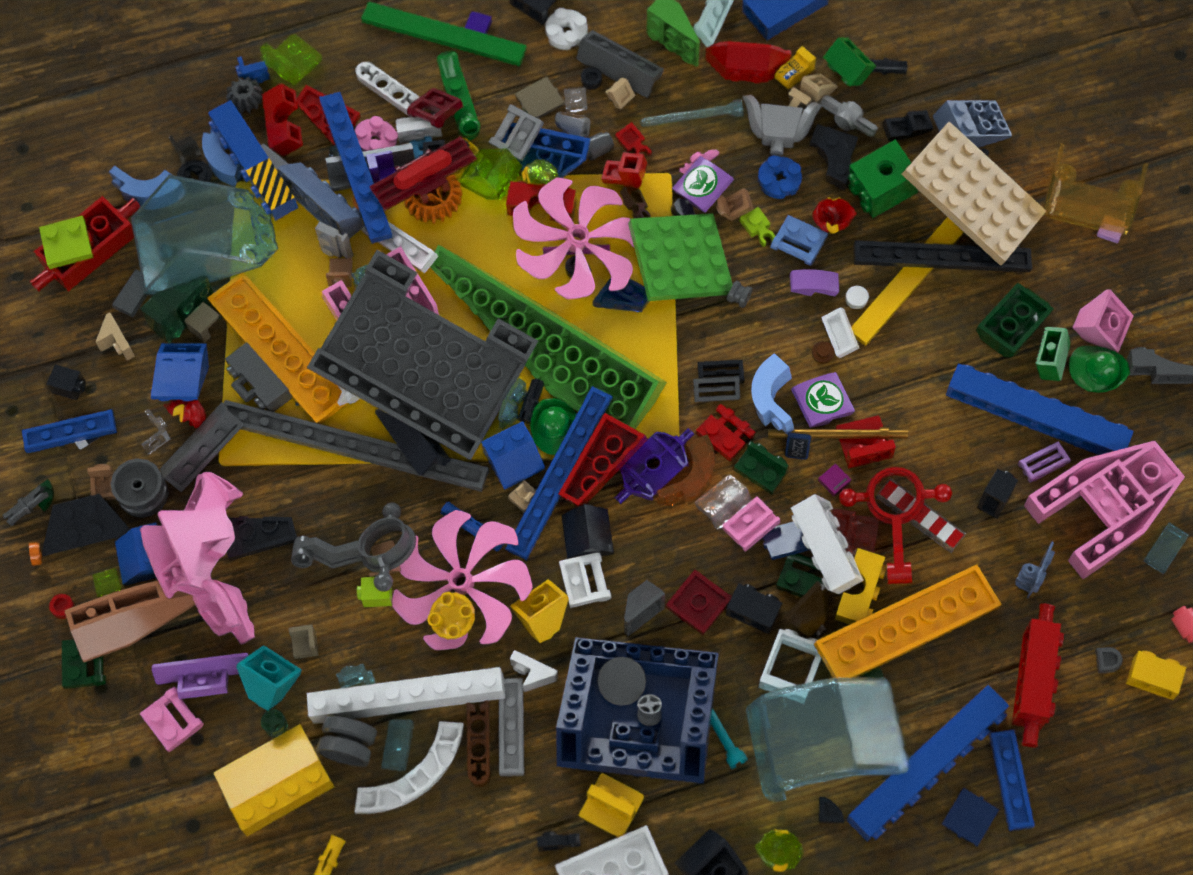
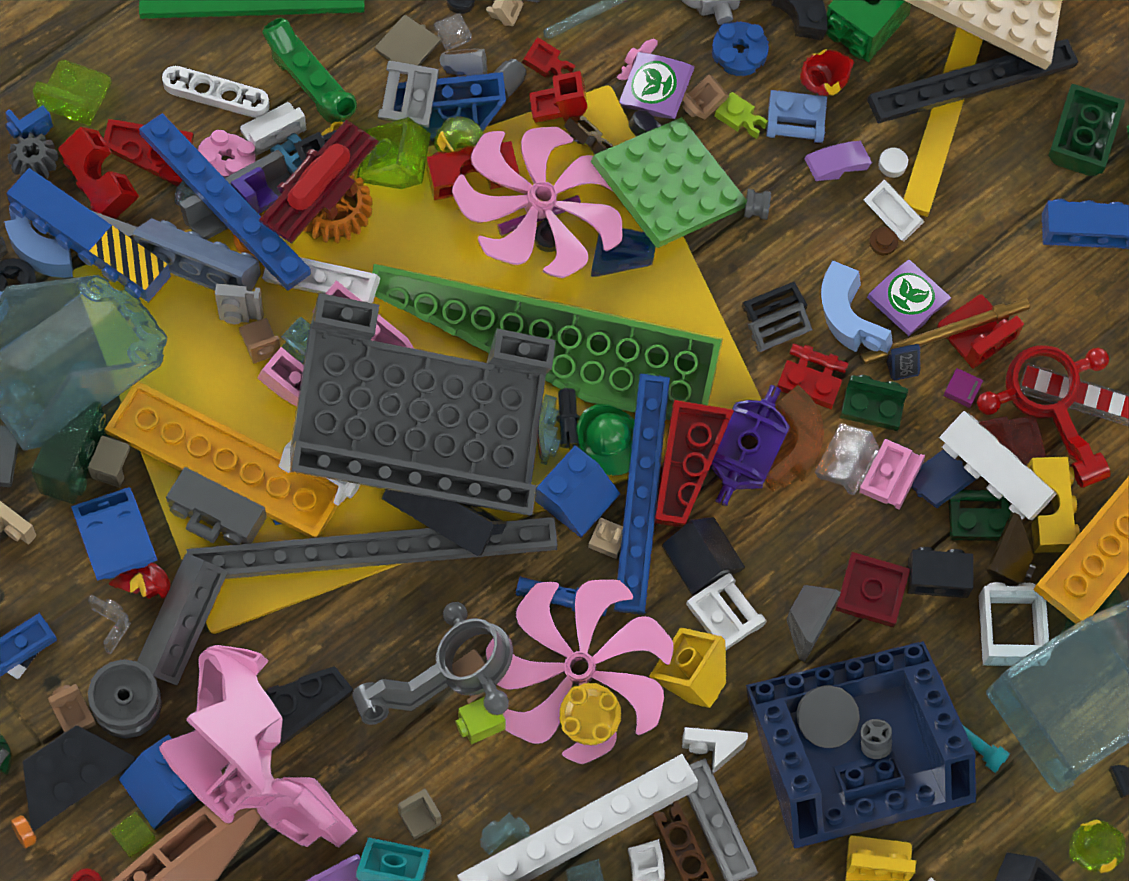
camera: 30 degrees left, 0 degrees up
(437, 101) = (292, 88): dark red plate -> none

